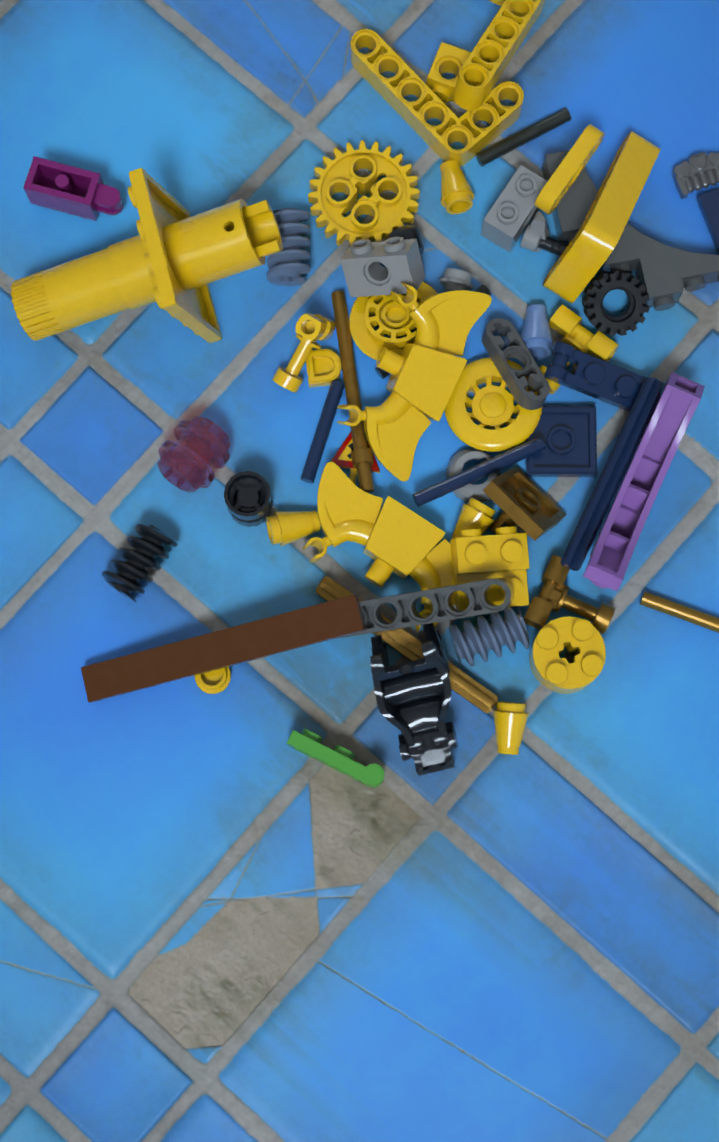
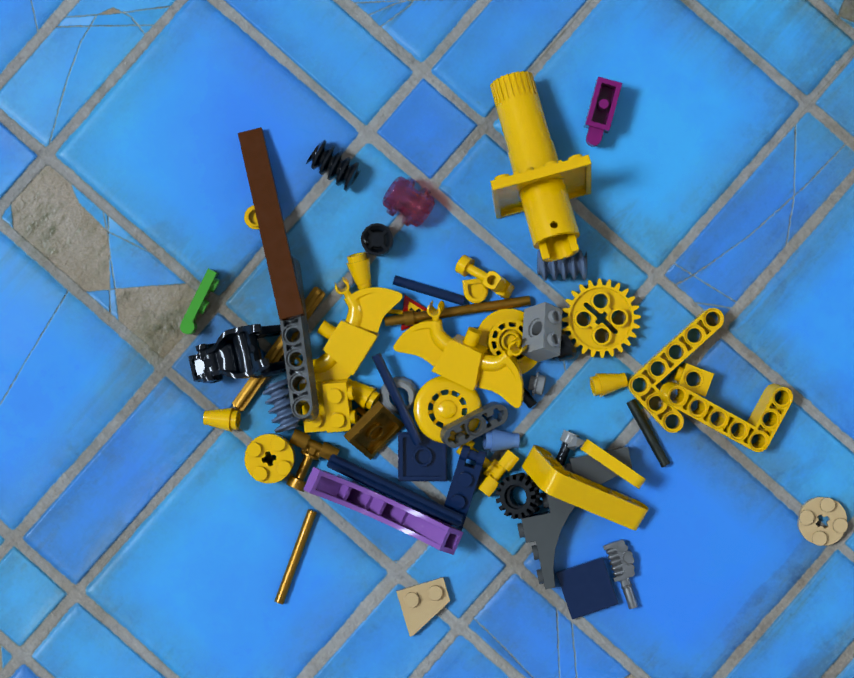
camera: 85 degrees right, 10 degrees up
(513, 209) = (590, 426): light grey brick -> none

